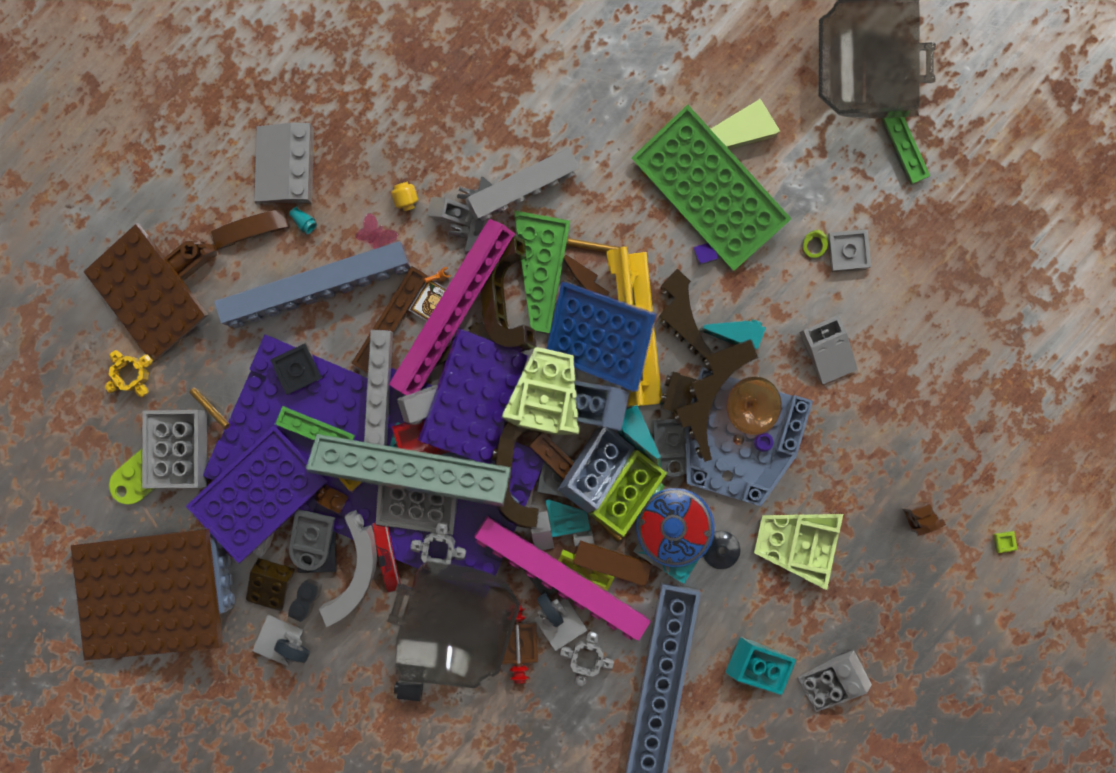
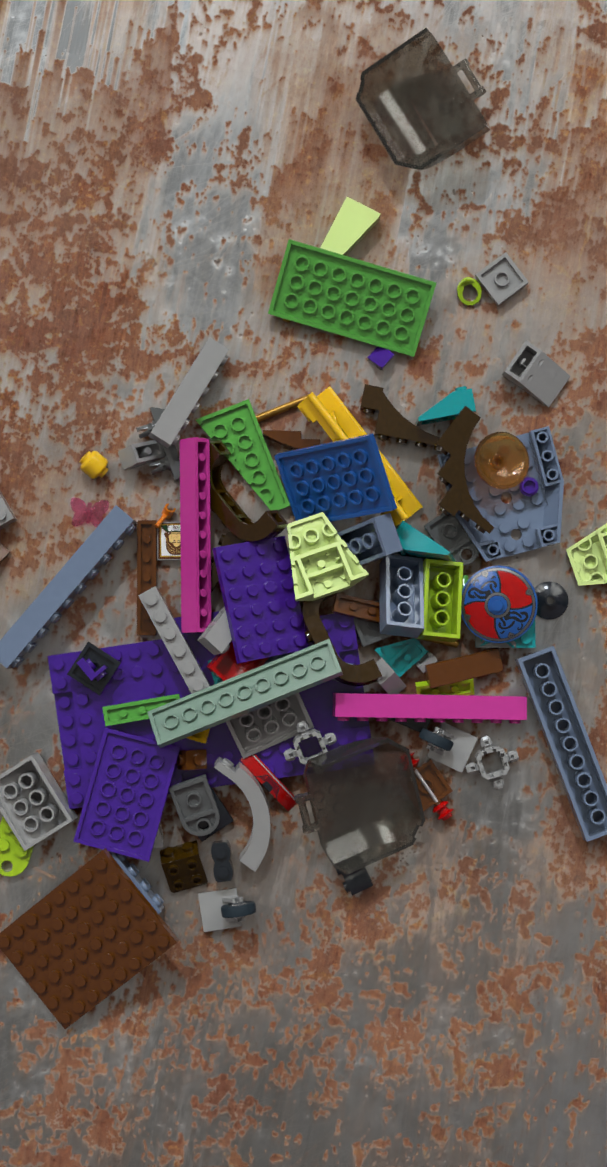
camera: 35 degrees left, 0 degrees up
(209, 408) = (39, 748): pearl gold bar -> none
(290, 365) = (88, 667): none -> dark purple bracket
(304, 221) = (21, 539): teal cone -> none
(677, 392) = (430, 489): dark brown bracket -> none
(906, 149) = (497, 163): bright green plate -> none

